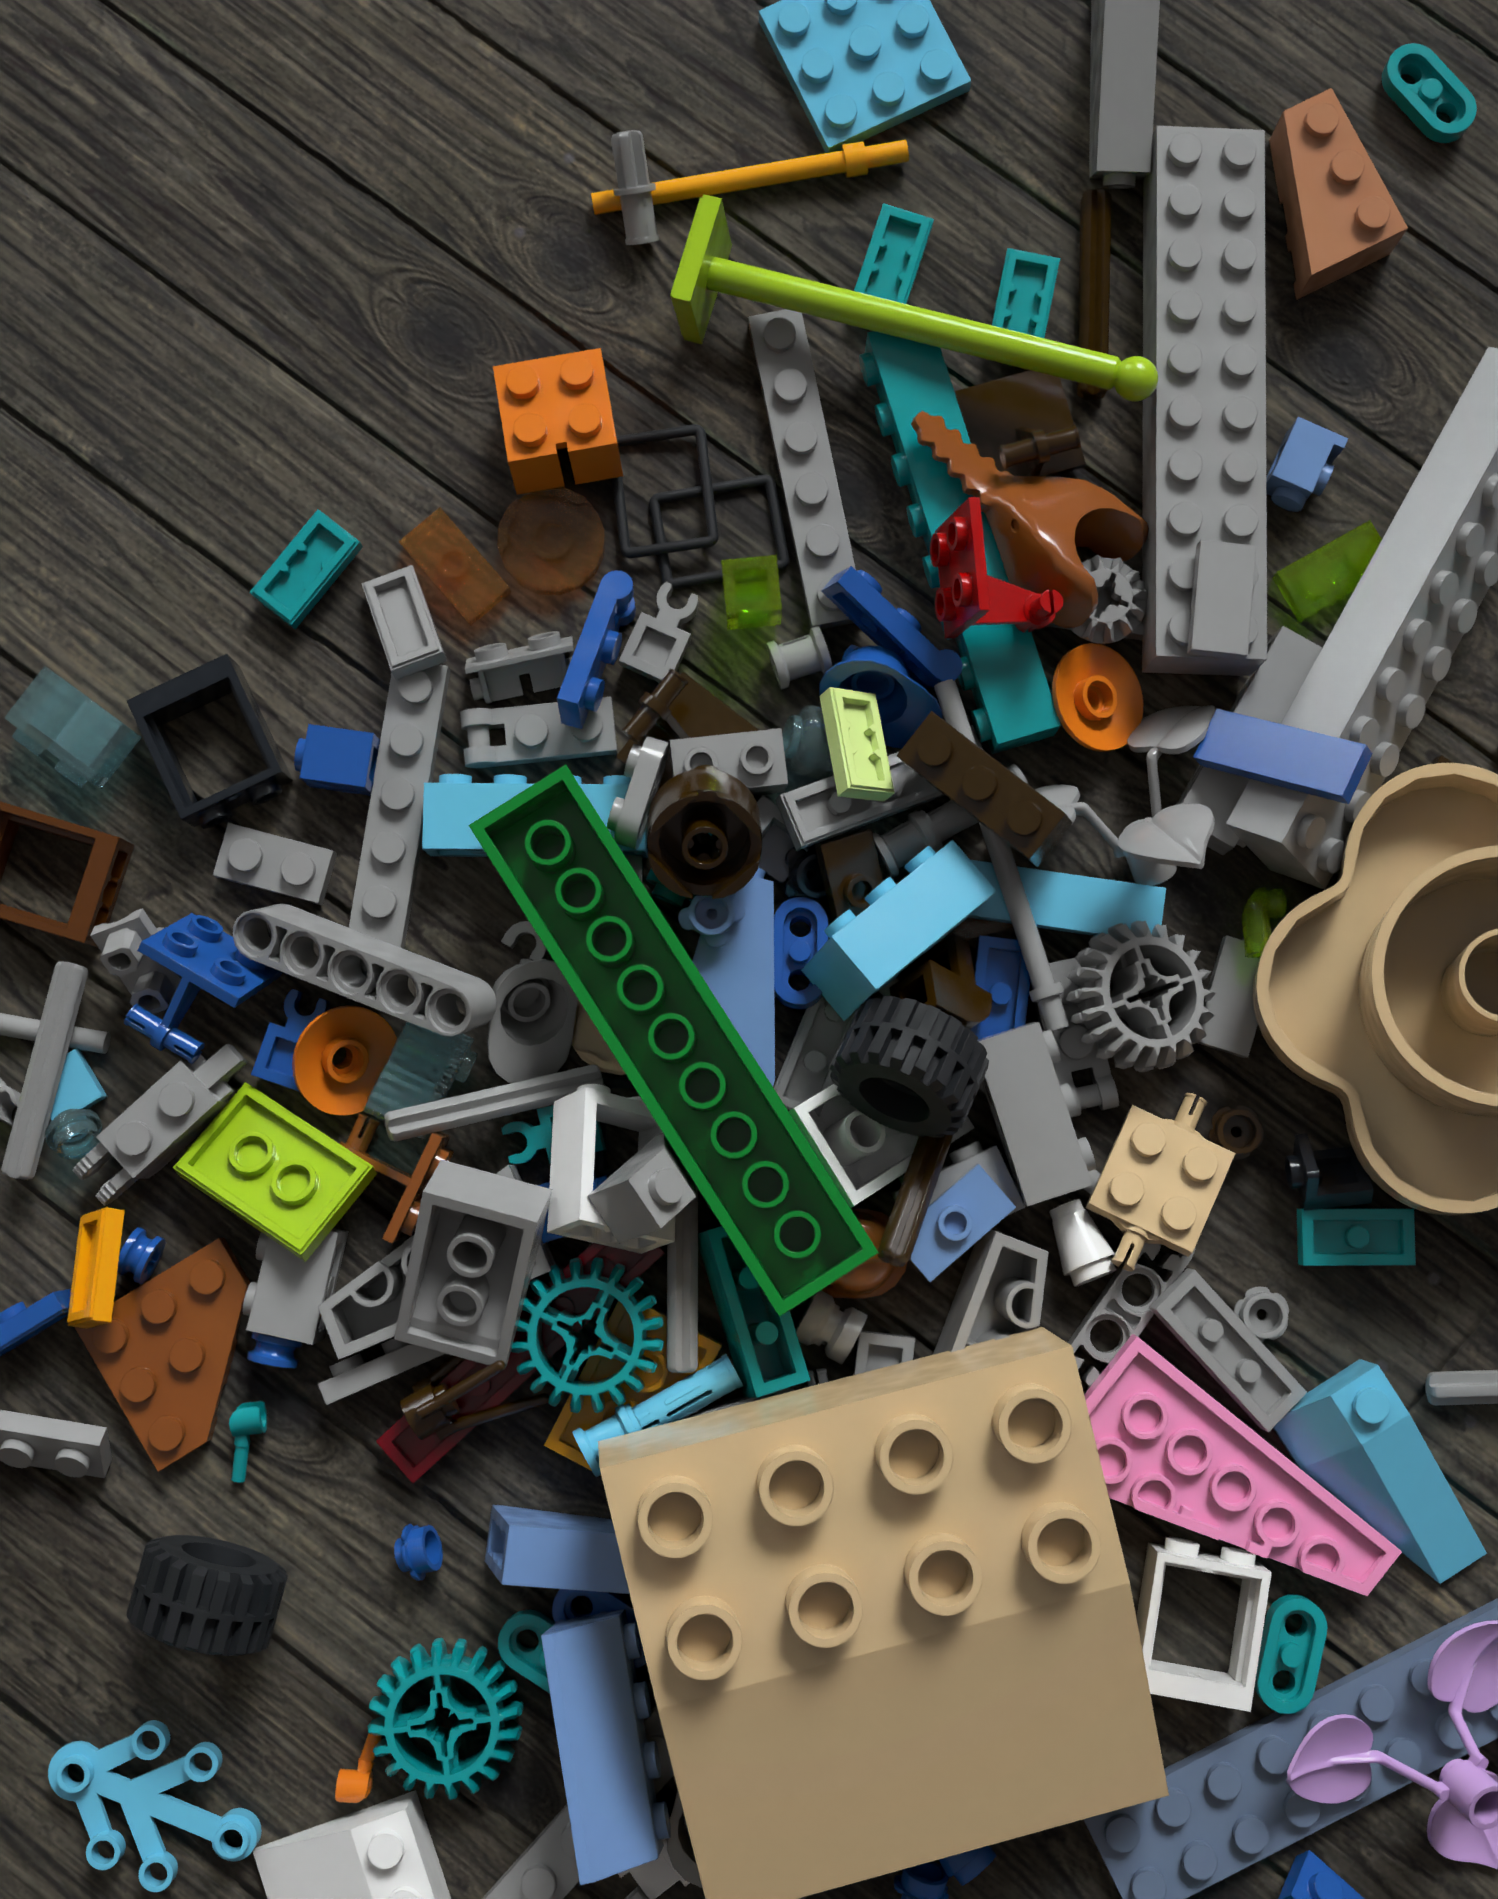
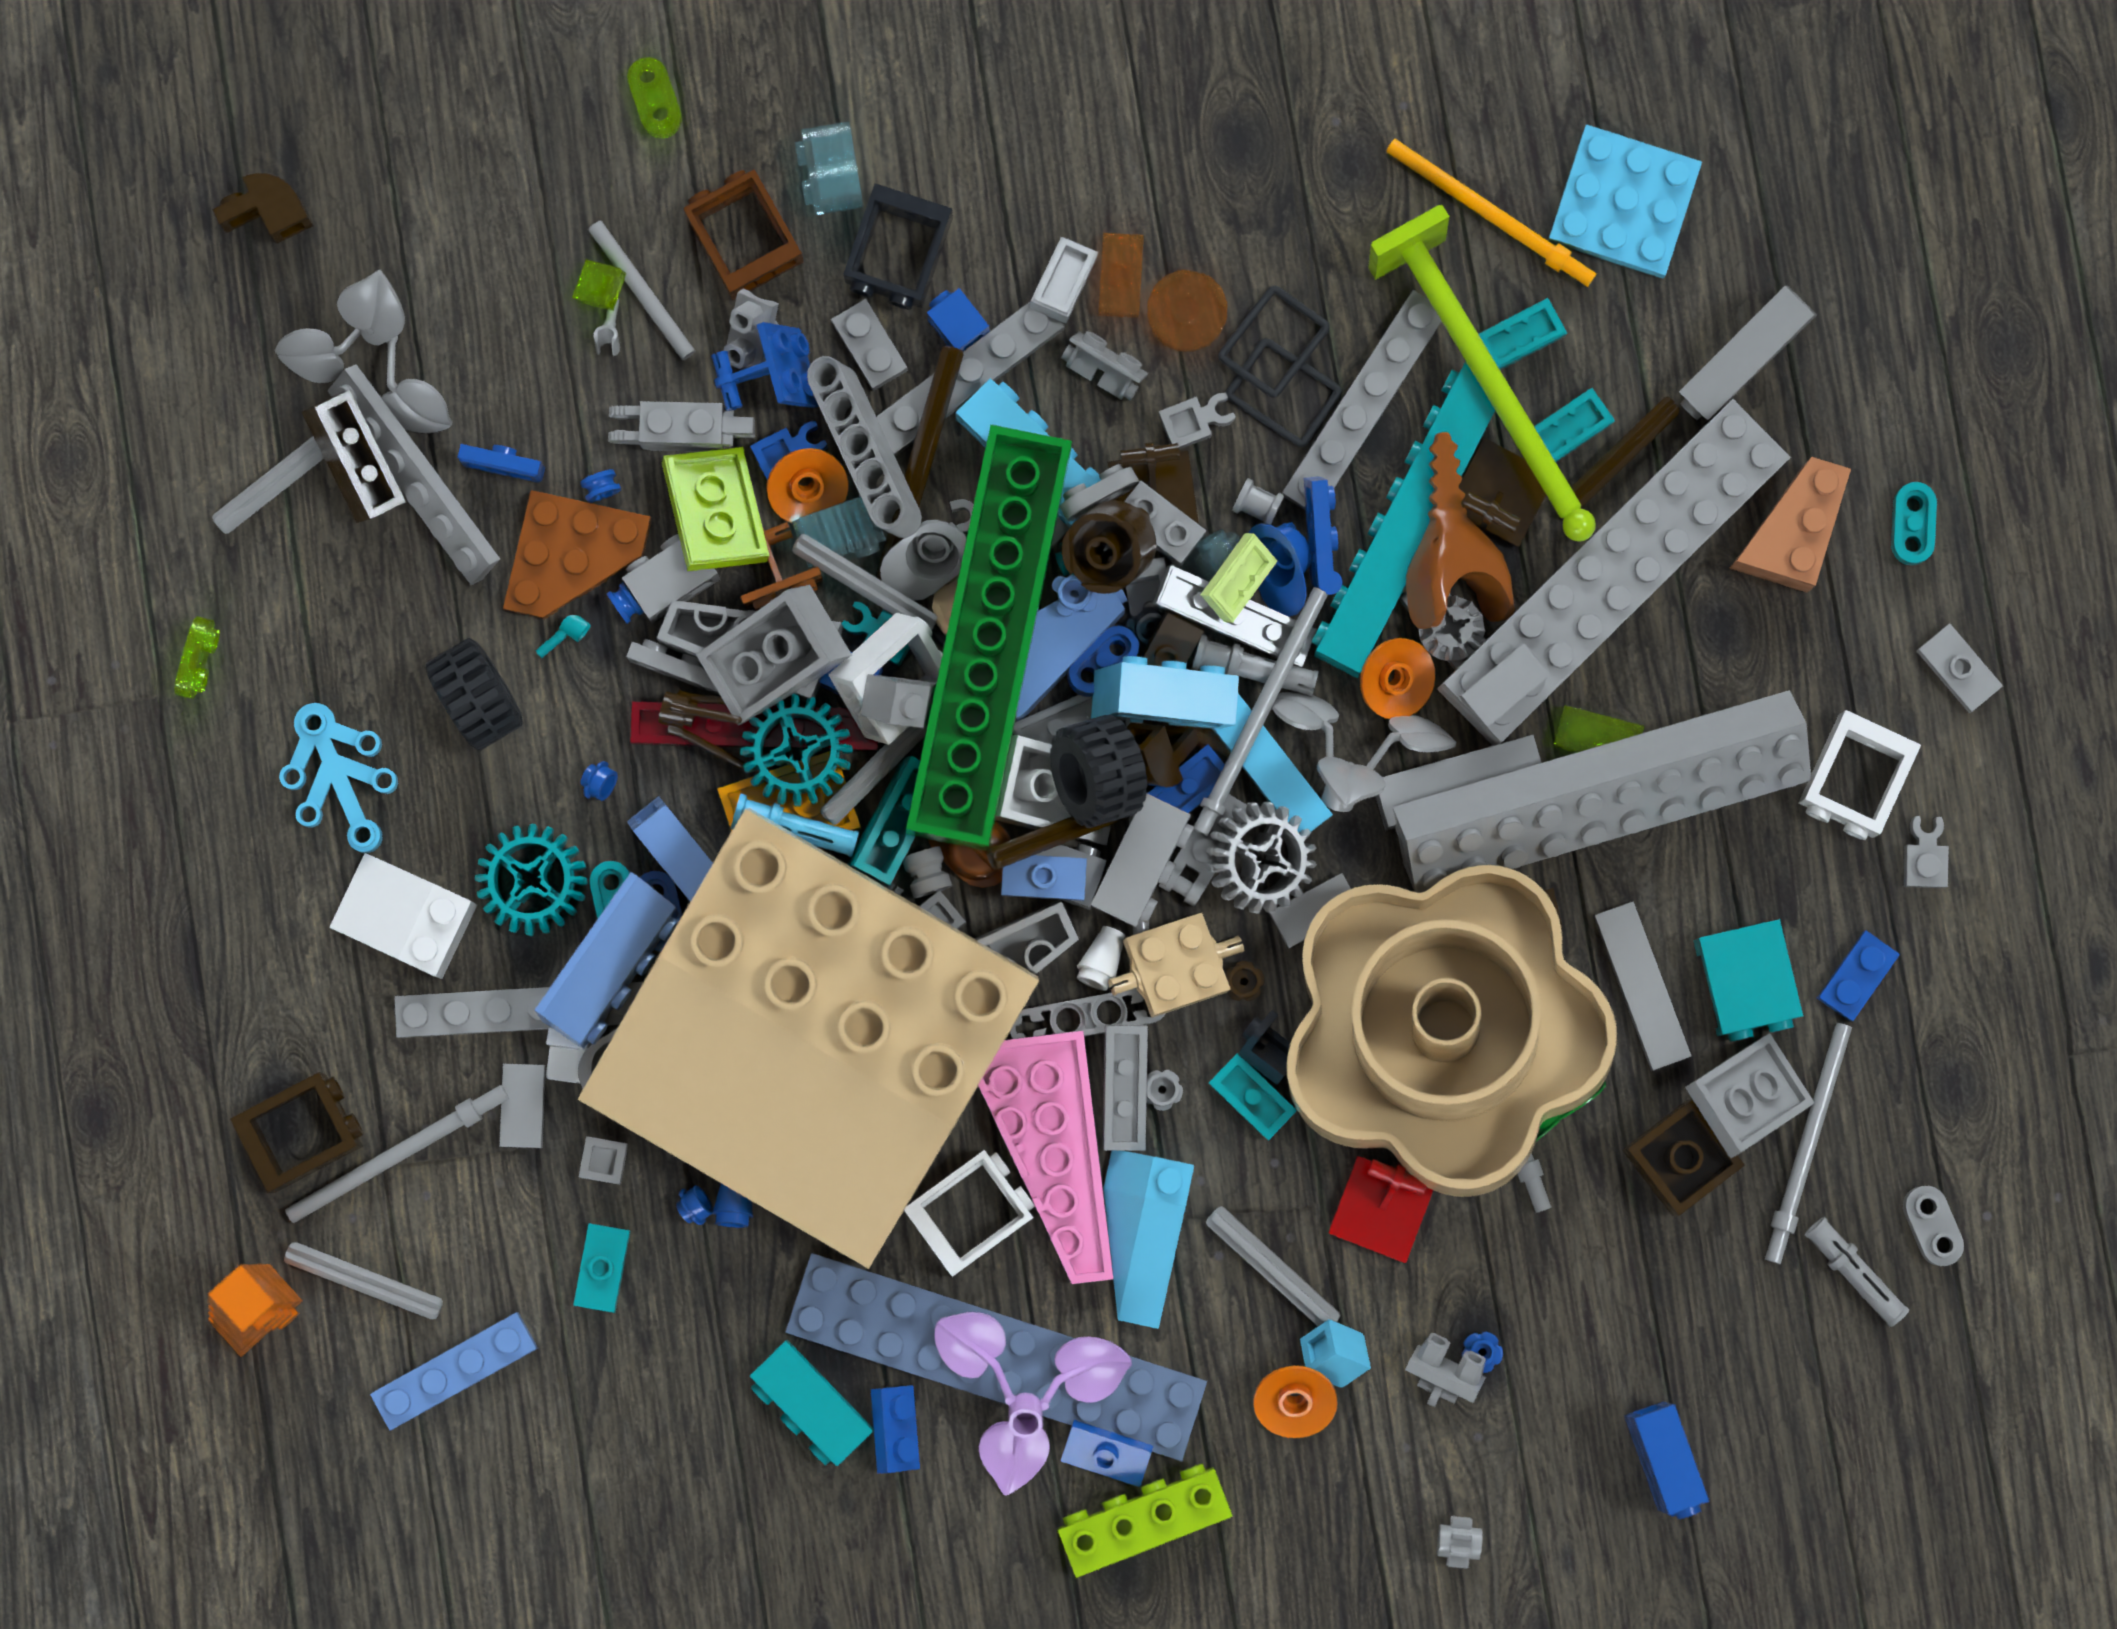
camera: 40 degrees right, 0 degrees up
(44, 1070) = (644, 339): light grey axle -> none
(73, 1133) = (627, 387): clear light blue plate -> none
(77, 1085) = (645, 359): medium azure tile -> none
(95, 1268) = (572, 470): light orange tile -> none
(306, 569) = (1039, 200): teal plate -> none
(353, 1784) = (452, 871): orange hand -> none
(414, 892) = (928, 432): none -> dark brown axle
(536, 735) = (1080, 410): light grey plate -> none
(554, 407) = (1257, 244): orange piece -> none
(596, 647) = (1152, 393): blue plate -> none
(634, 187) = (1417, 161): light grey axle -> none
(751, 592) = (1265, 443): clear neon green brick -> none
(967, 592) = (1376, 560): red plate -> none
(985, 788) = (1281, 665): dark brown brick -> none
(1256, 918) = (1370, 875): clear neon green arm -> none
(1283, 755) = (1454, 797): tile -> none
(1291, 1651) = (1002, 1275): teal plate -> none
(1302, 464) = (1634, 660): medium blue brick -> none

